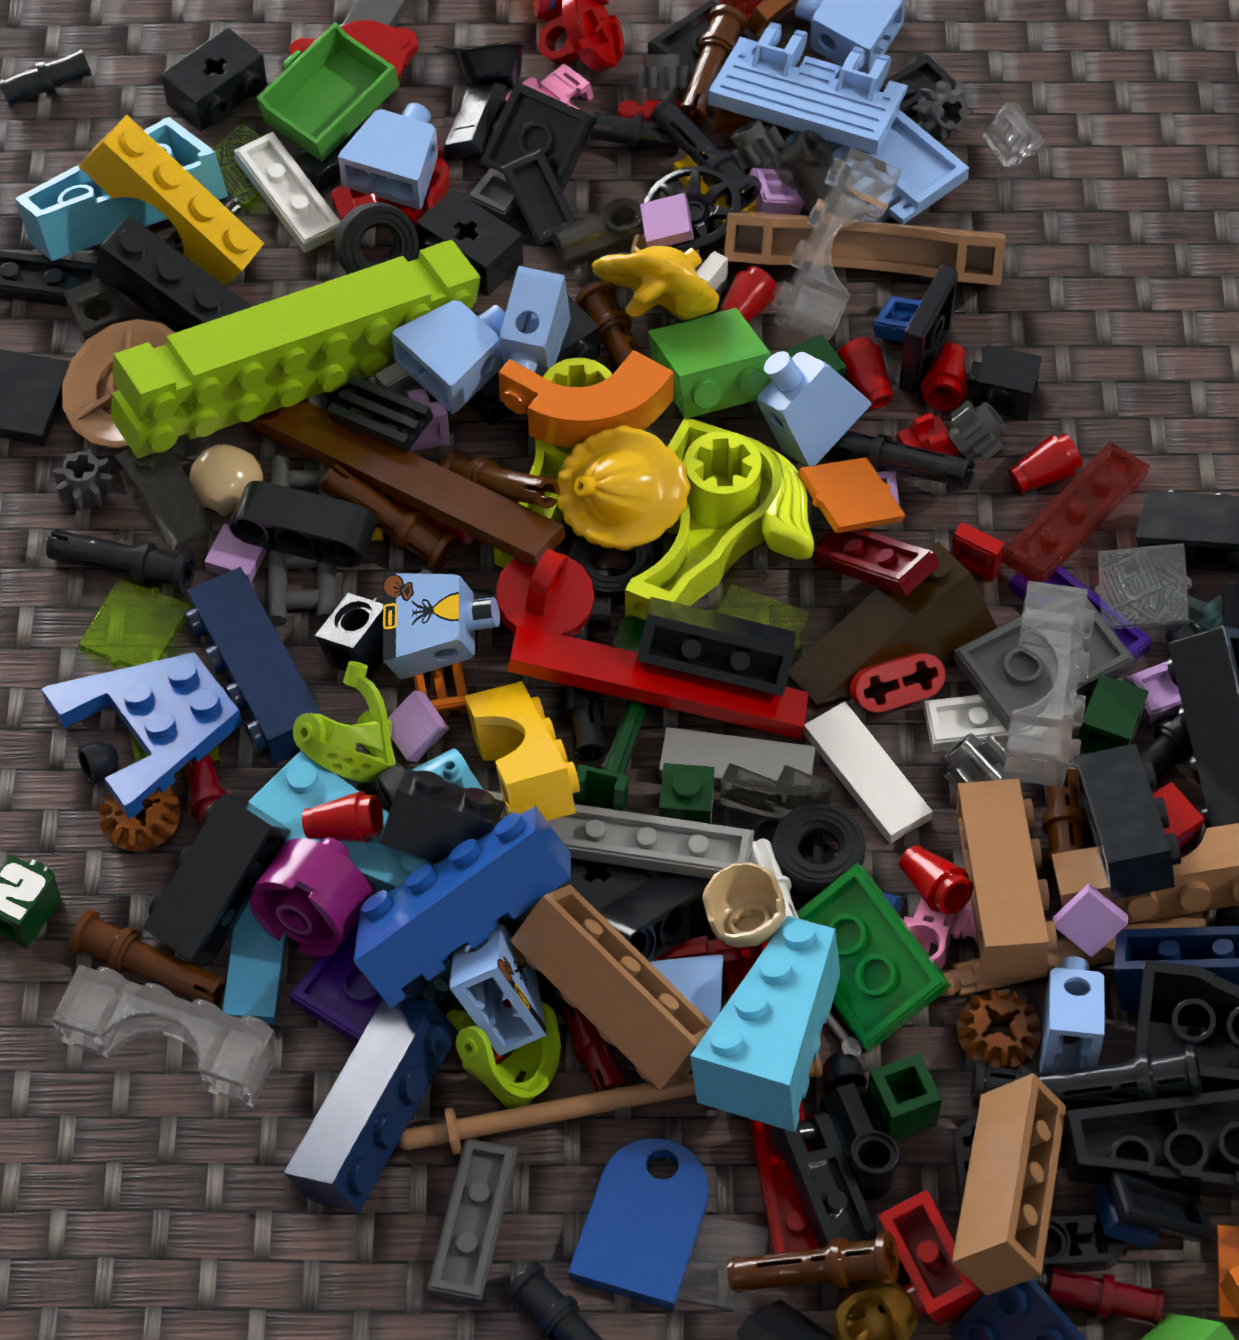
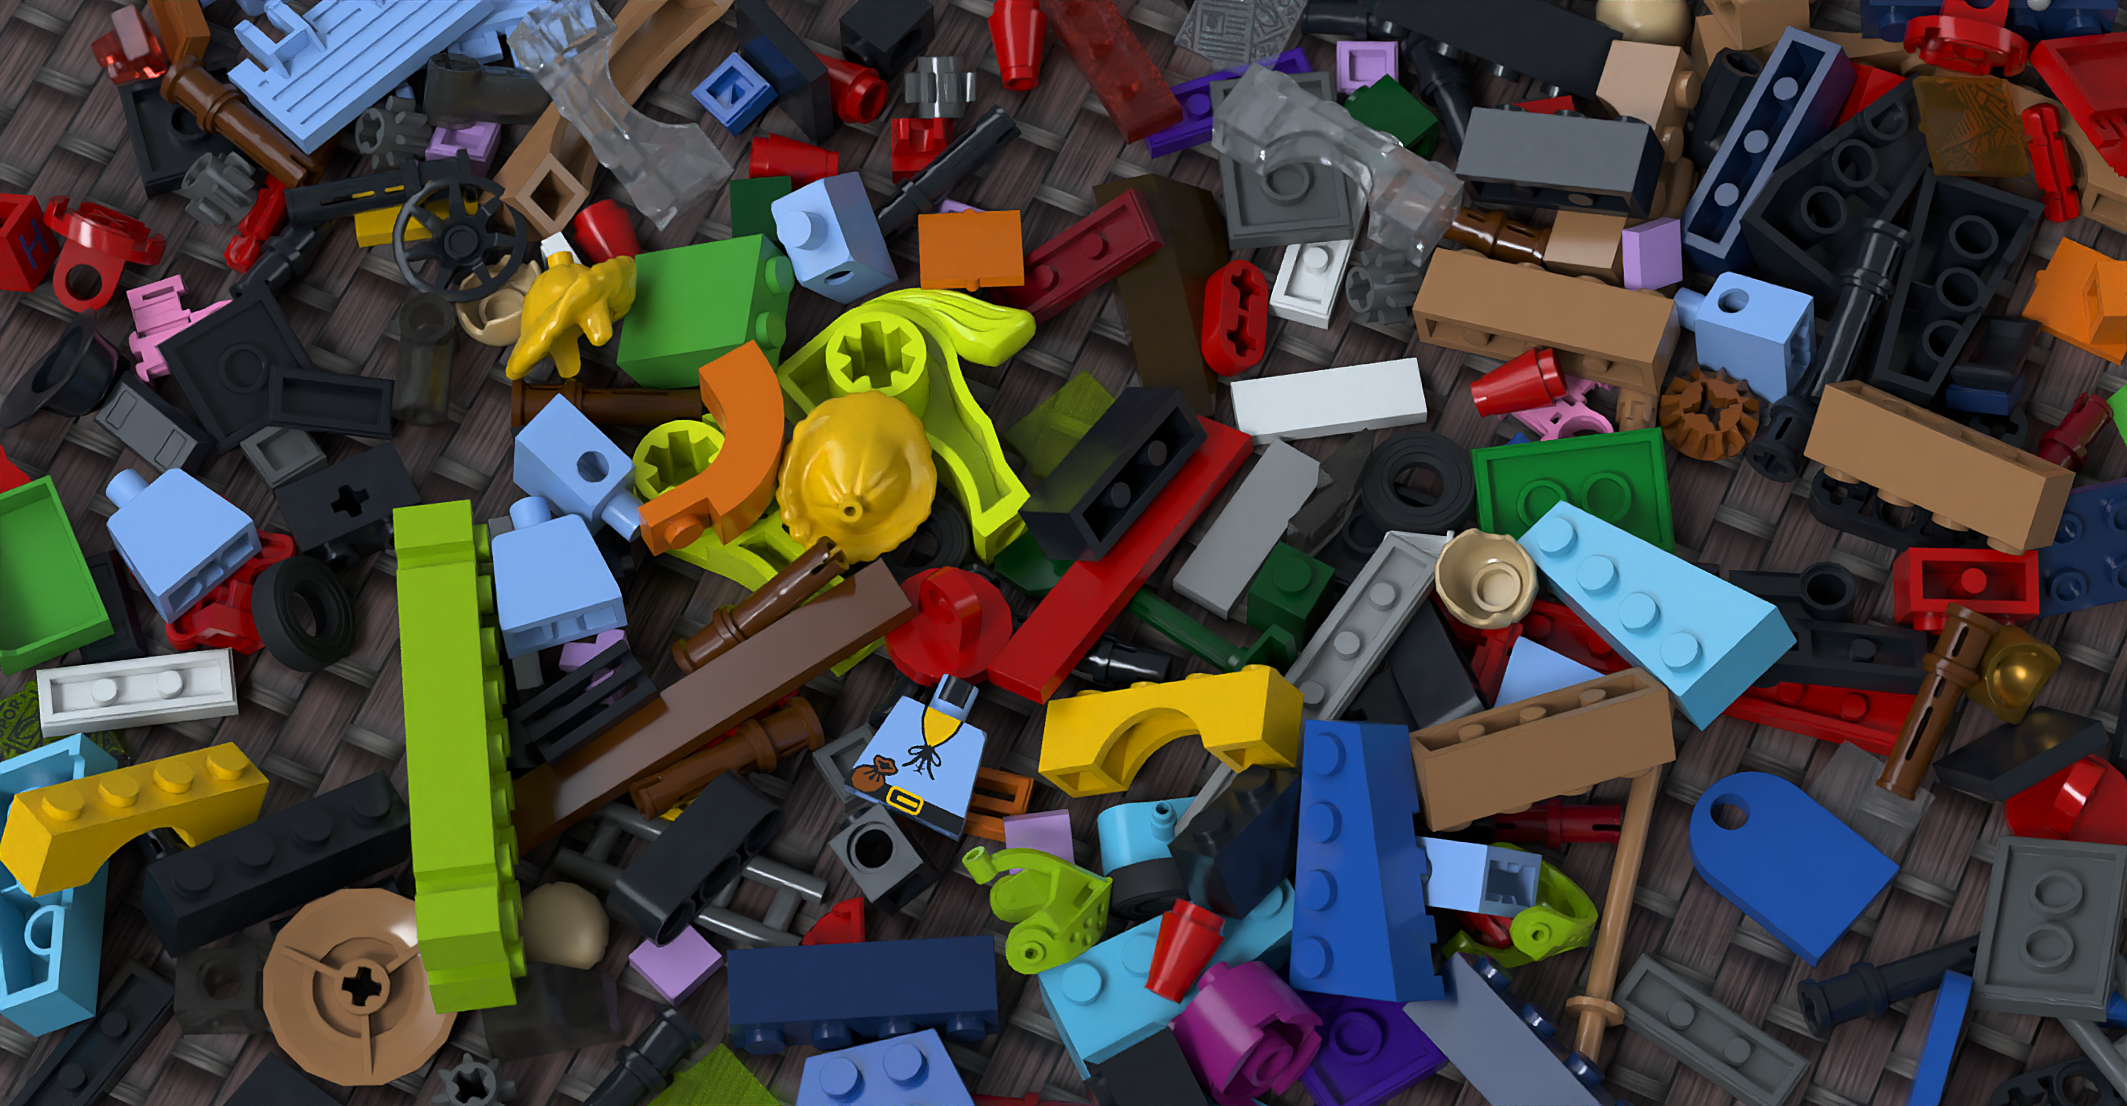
camera: 65 degrees left, 5 degrees up
(298, 638) = (840, 925): none -> red tile
(667, 221) = (473, 271): lavender tile -> none
(904, 1097) = (1768, 530): dark green brick -> none
(977, 551) = (1103, 161): red tile -> none

